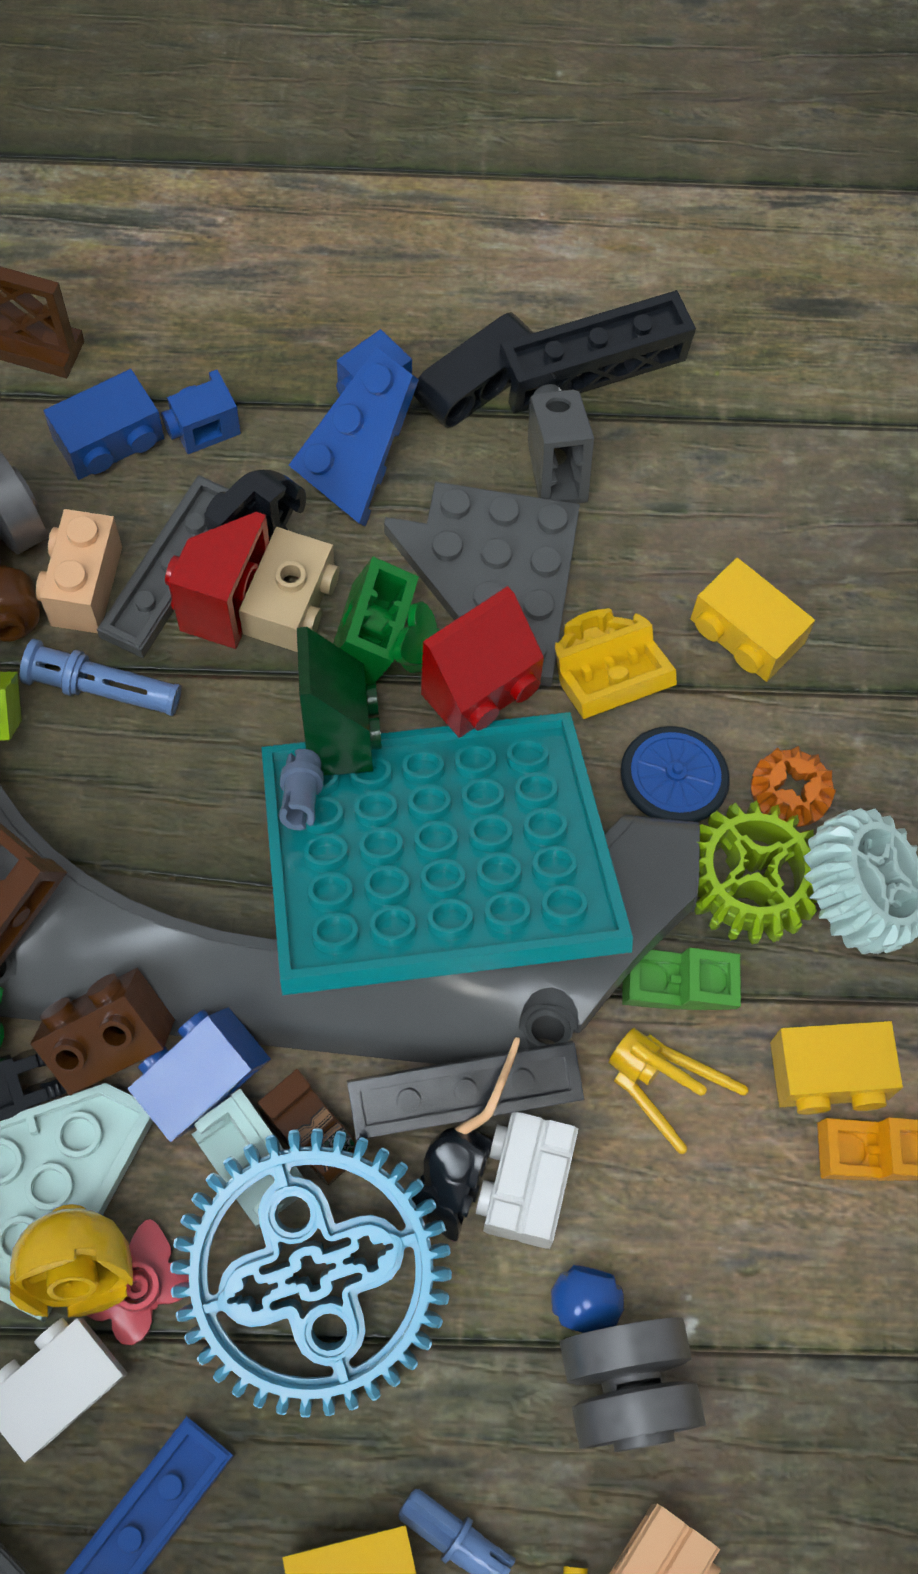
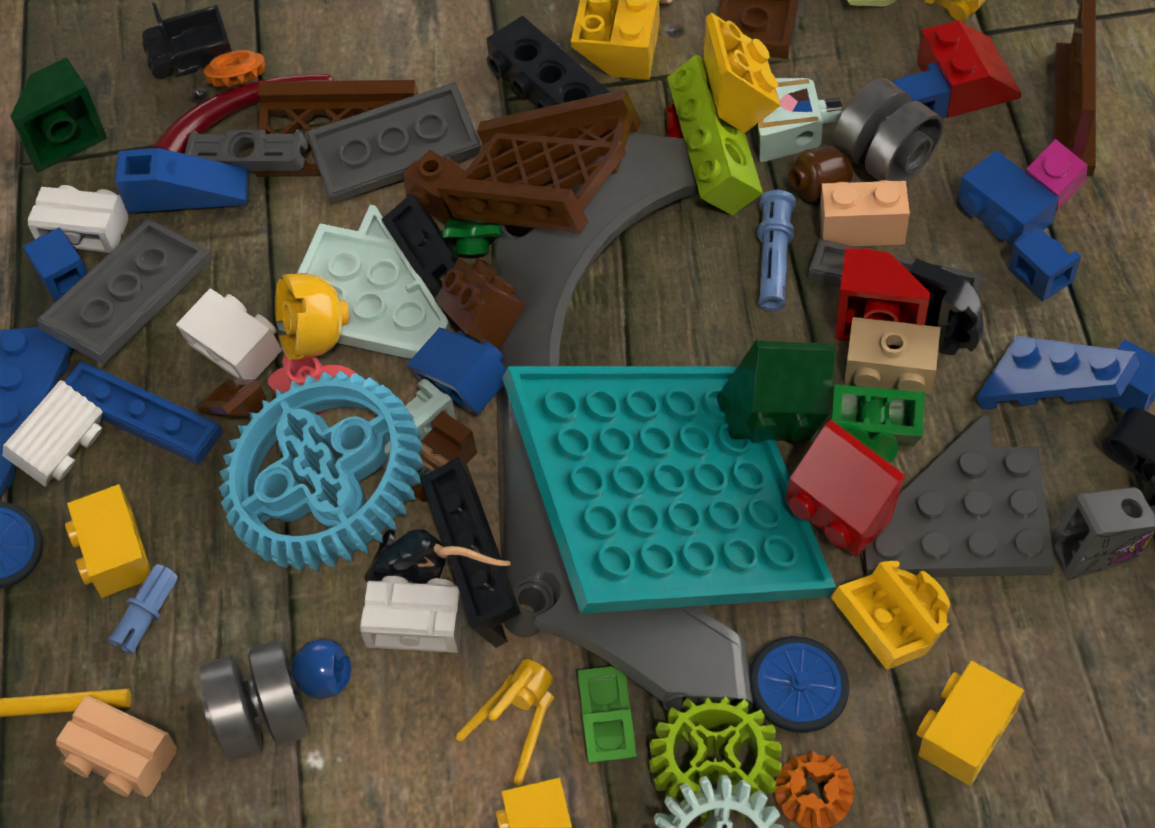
camera: 90 degrees right, 10 degrees down
(91, 359) = (1059, 171): none -> dark pink brick
(158, 1395) = (234, 398): none -> reddish brown slope
(301, 782) = (699, 379): sand blue pin -> none

